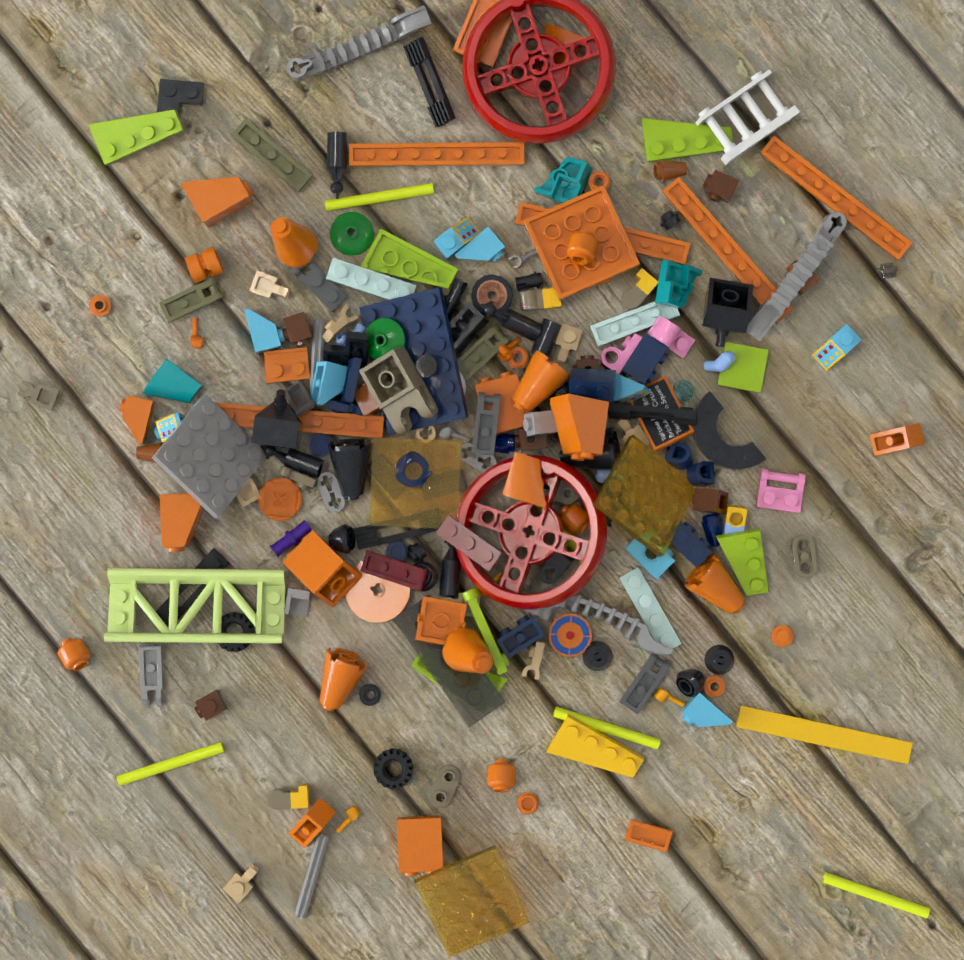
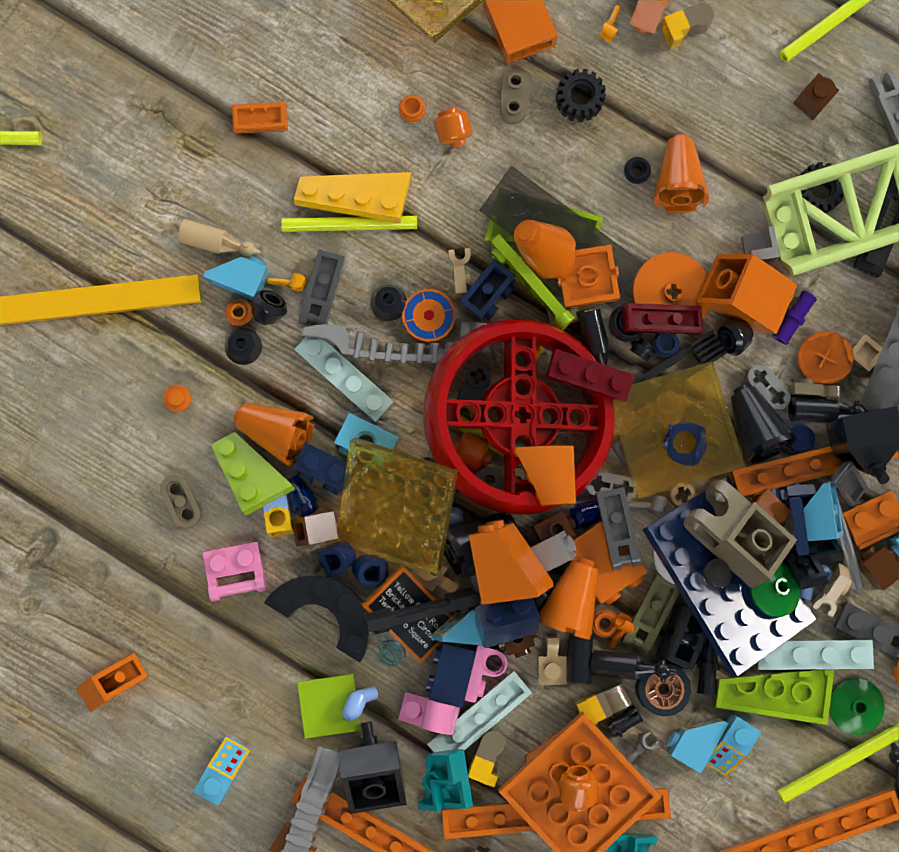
camera: 155 degrees right, 5 degrees down
(715, 749) = (213, 239): none -> tan wheel

